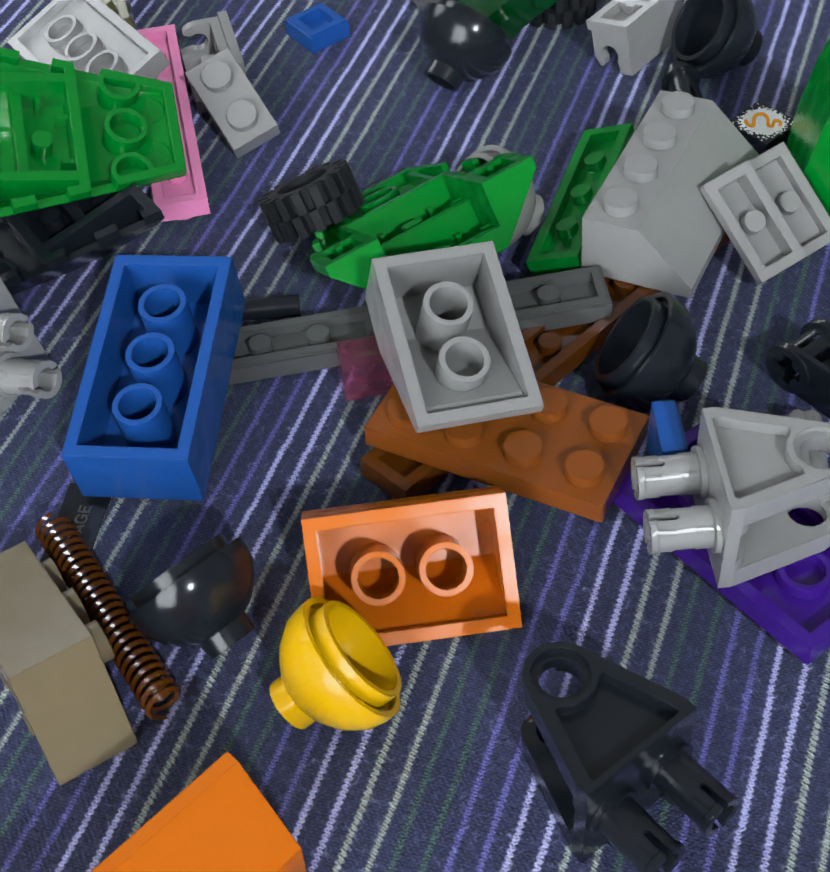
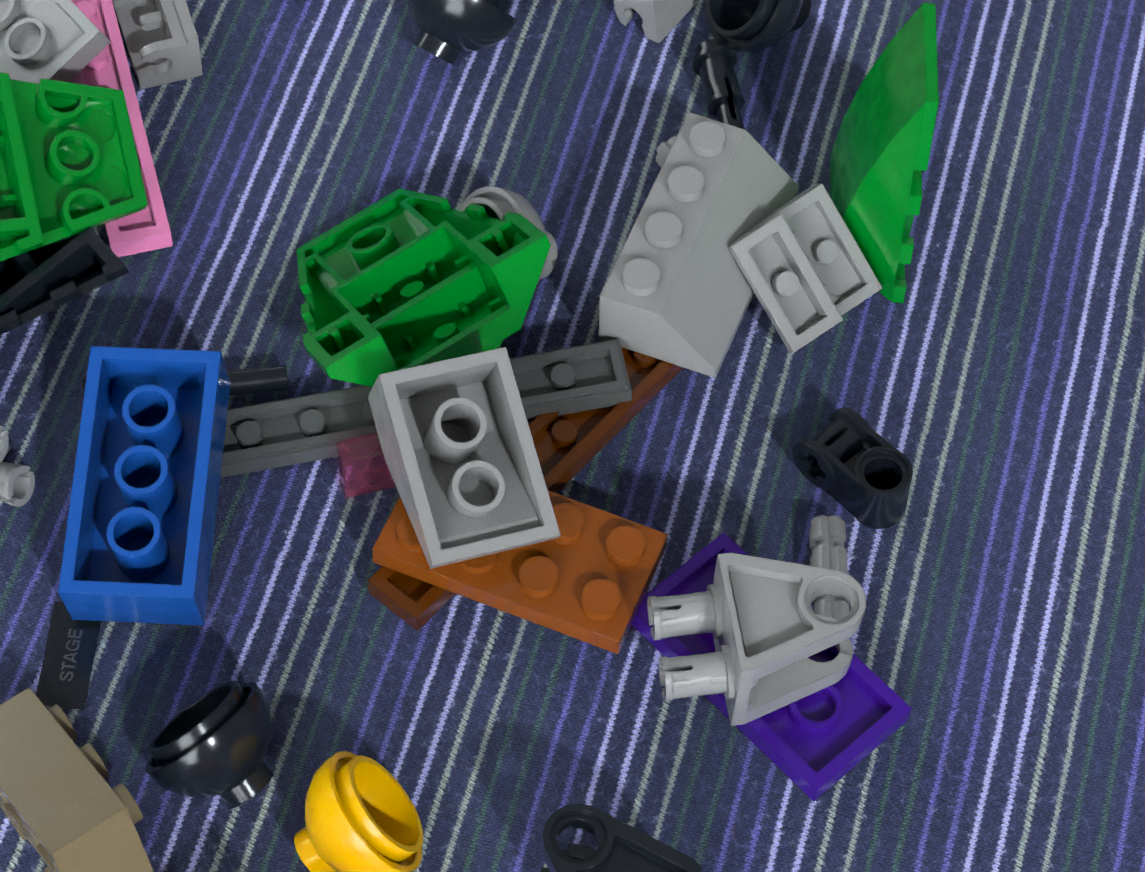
camera: 10 degrees left, 10 degrees up
(132, 647) = (155, 817): reddish brown piece -> none
(232, 102) = (187, 92): light grey plate -> none
(311, 201) = (293, 244): black tyre -> none
(418, 563) = (431, 700): orange slope -> none
(560, 236) = (602, 222): green plate -> none
(650, 354) = (669, 453): black piece -> none
(665, 429) = (683, 562): blue tile -> none
(763, 126) = (803, 132): tile -> none

